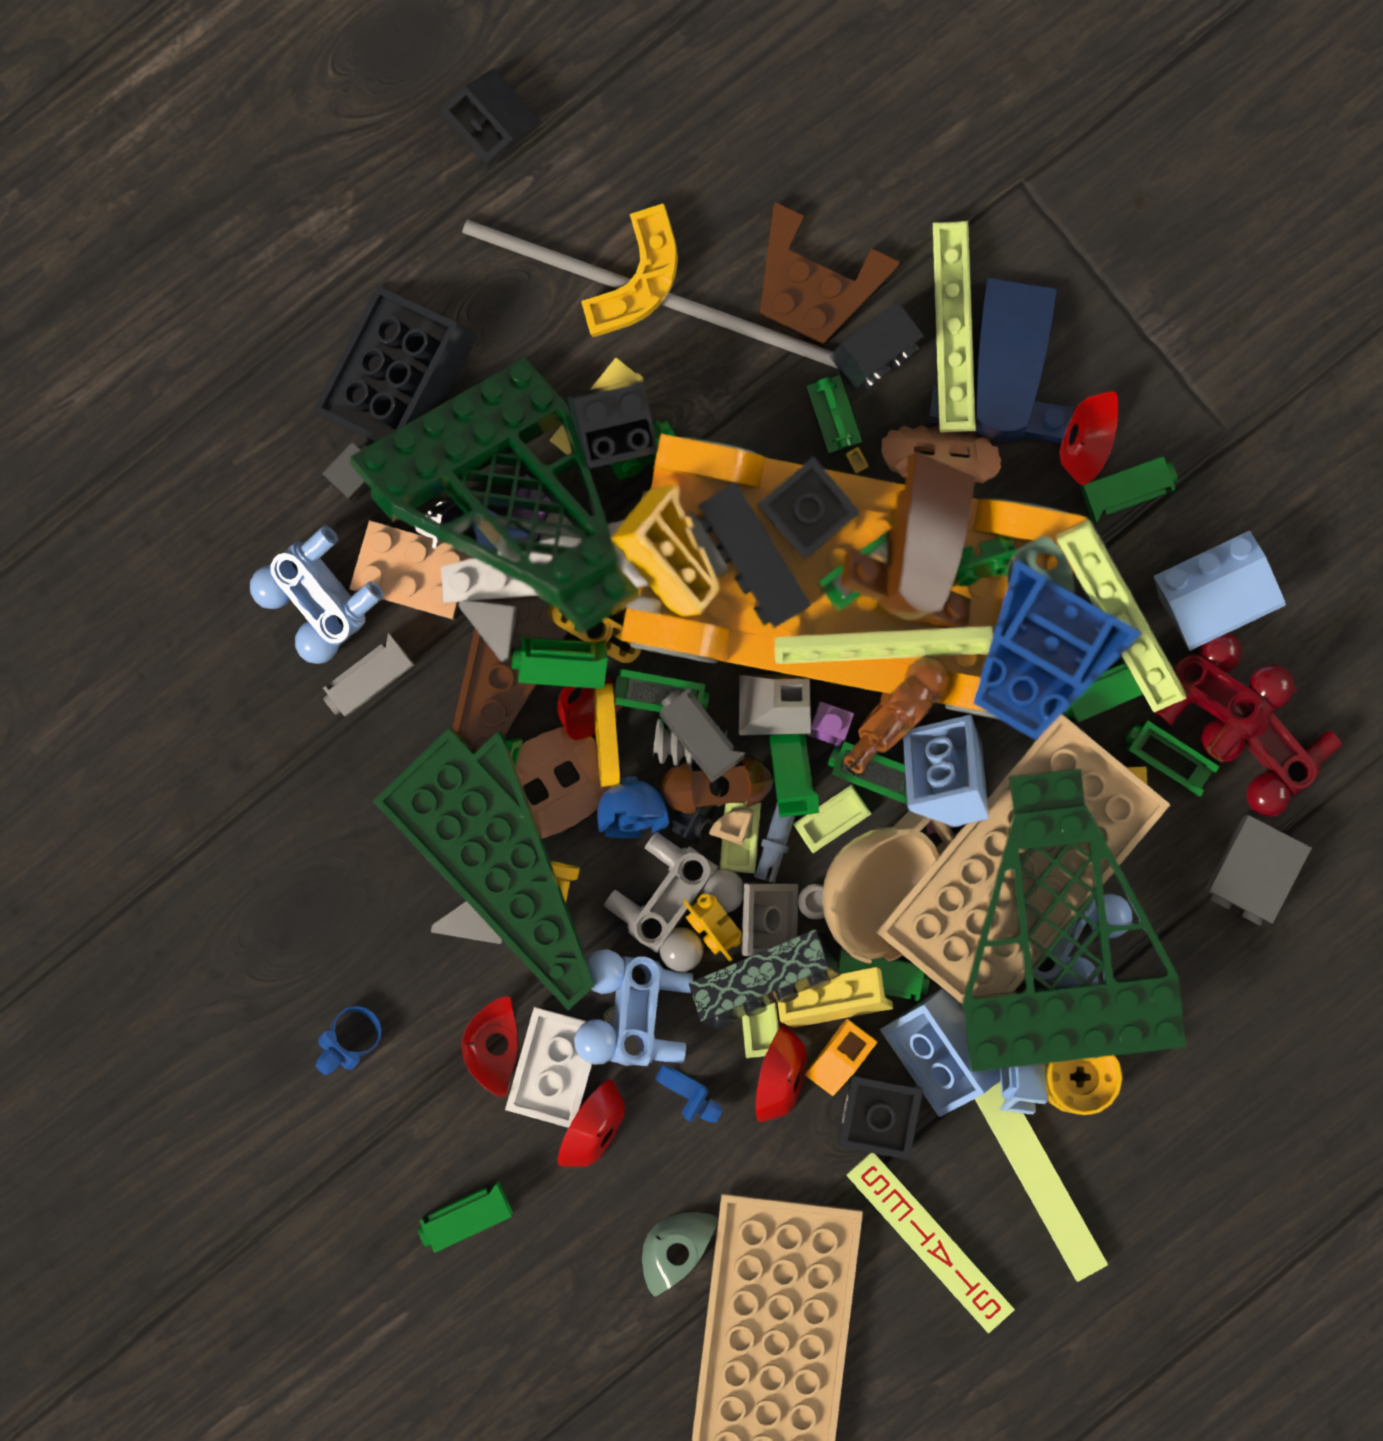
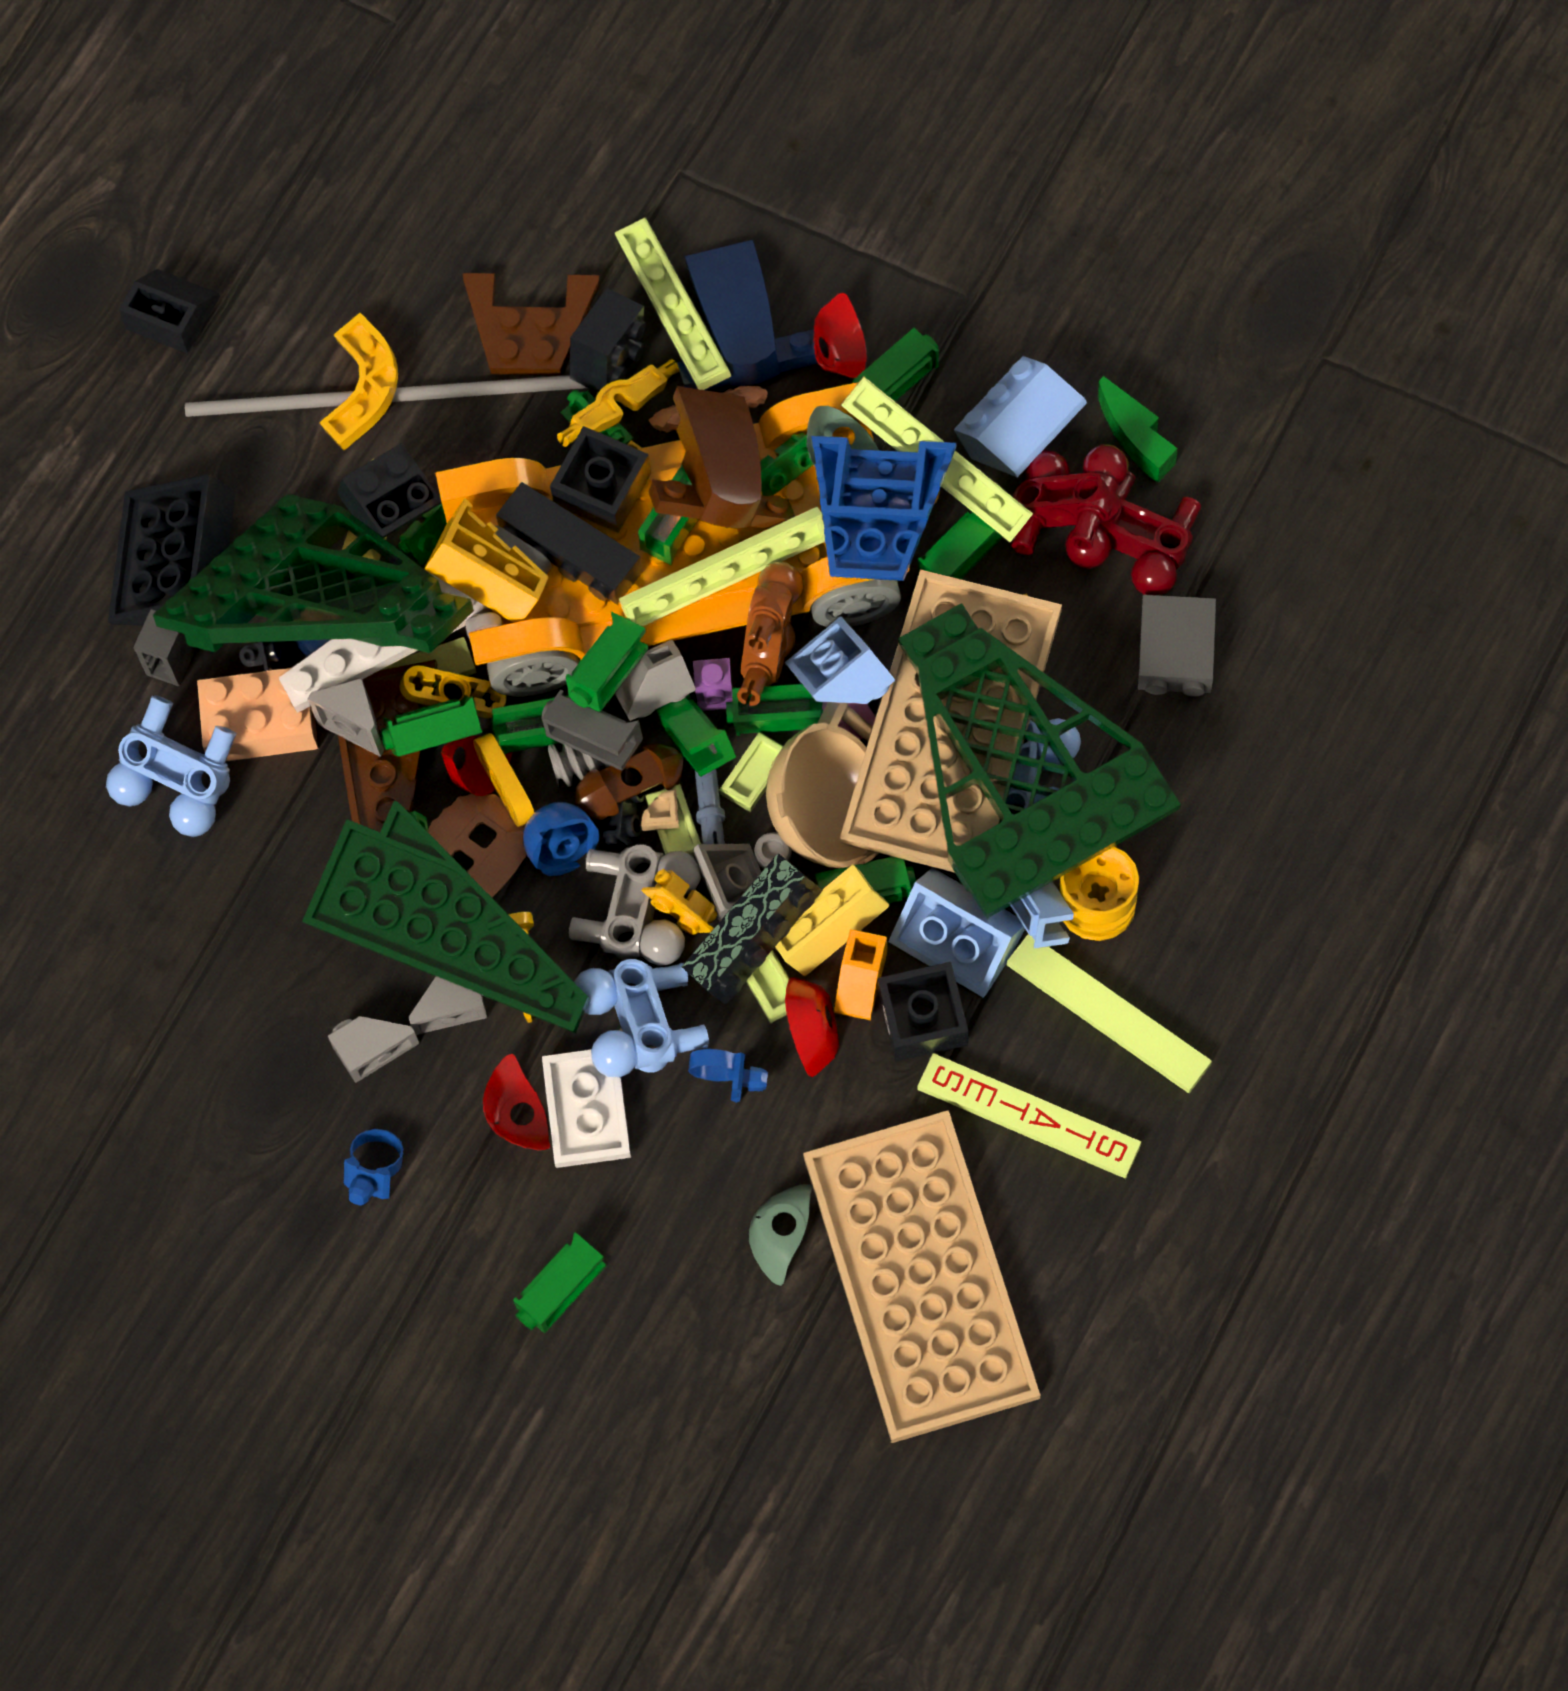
camera: 15 degrees left, 20 degrees down
(367, 677) = (255, 827): light grey window -> none
(387, 927) = (370, 1044): none -> light grey slope
(596, 1116) = (642, 1156): red piece -> none
(738, 688) = (607, 664): none -> green window
(846, 414) = (632, 393): none -> yellow piece
(1204, 767) = (1051, 571): green window -> none
(1317, 643) = (1136, 431): none -> green slope

